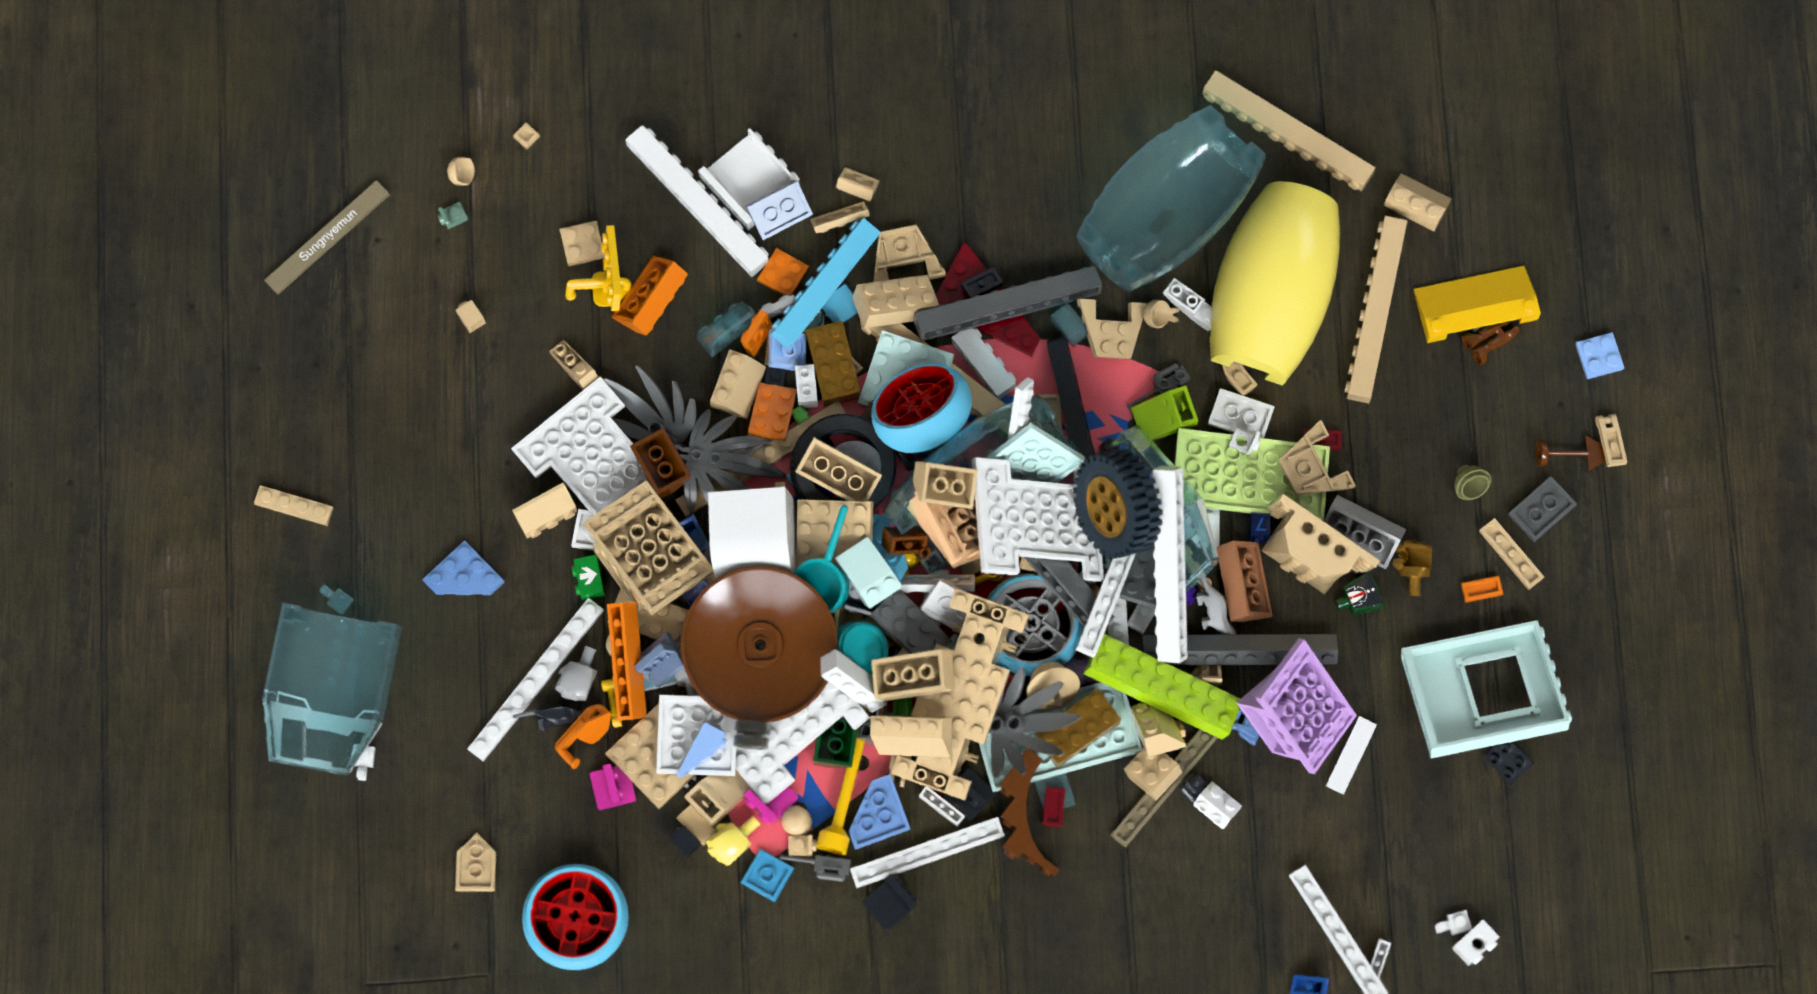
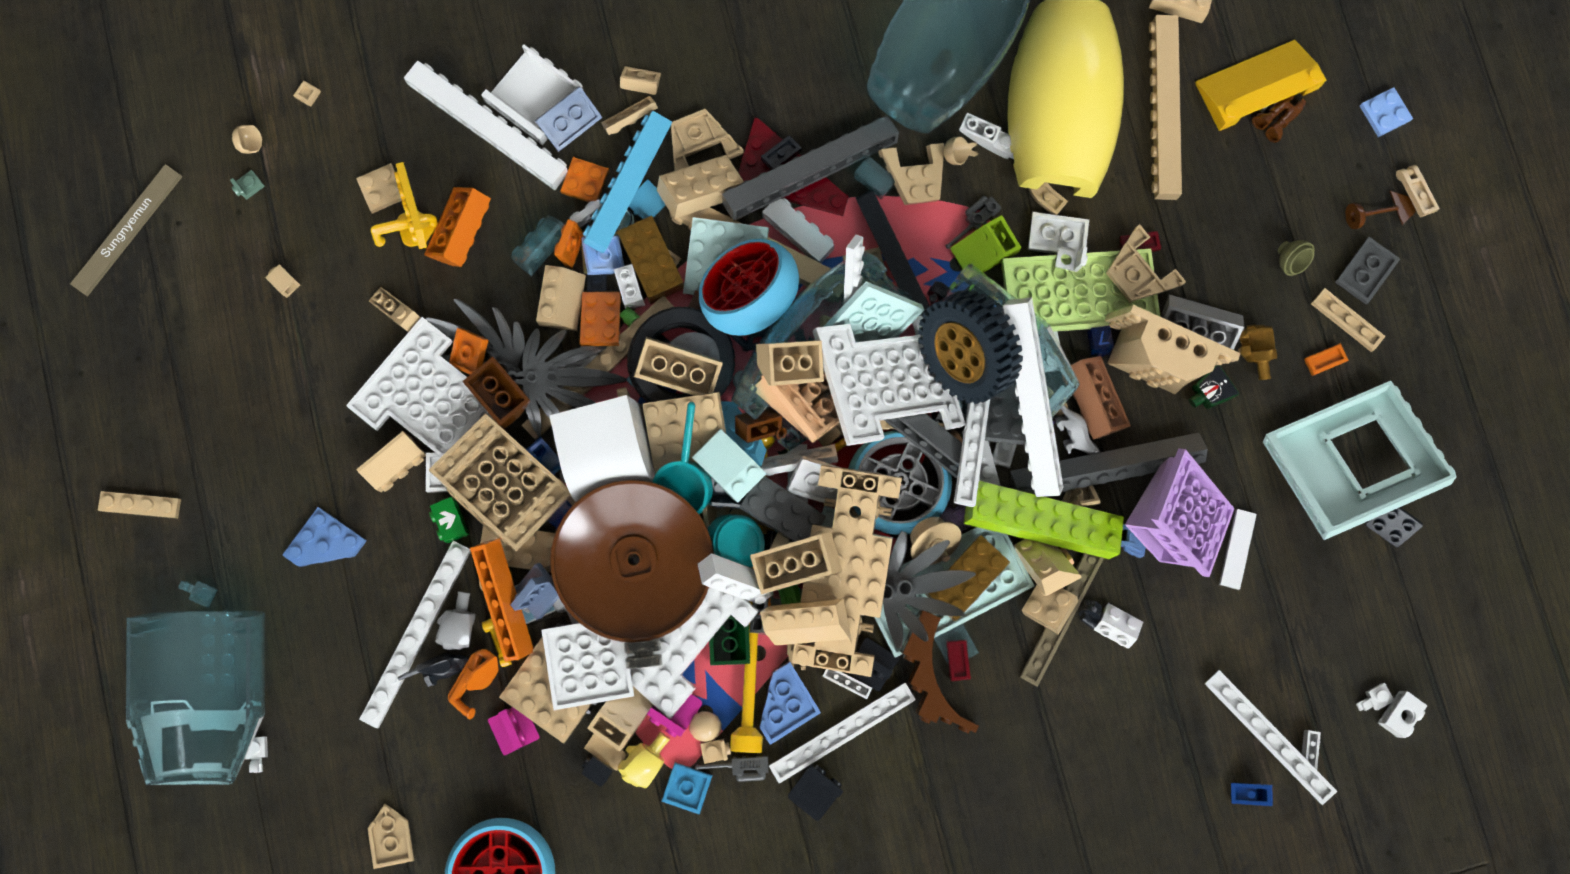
camera: 15 degrees left, 5 degrees up
(638, 418) = (468, 351): none -> orange plate
(705, 746) = (597, 675): light blue slope -> none

